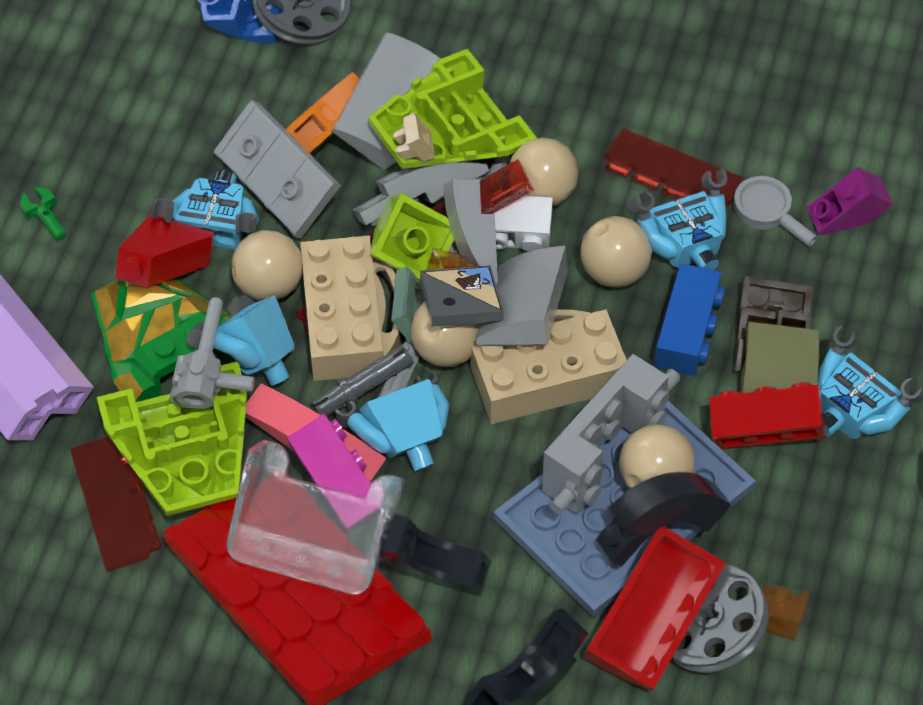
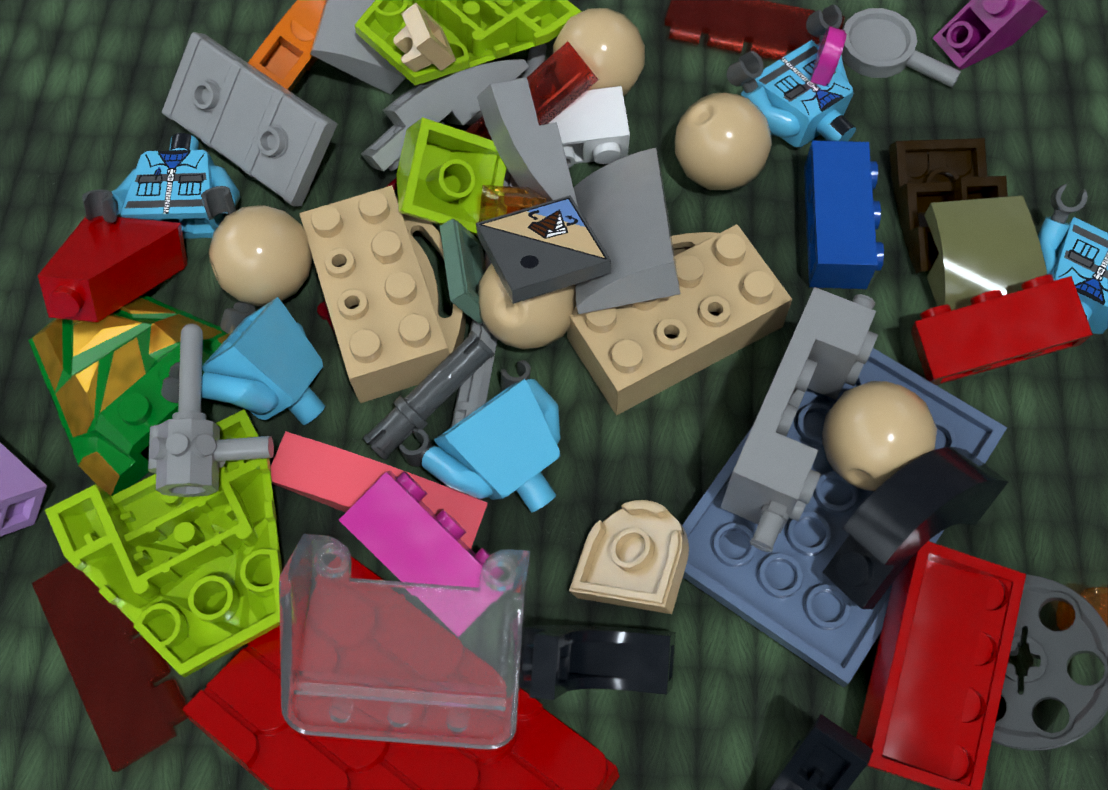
camera: 10 degrees left, 10 degrees up
(474, 510) = (634, 559): none -> tan tile
(707, 205) = (828, 55): none -> dark pink tile

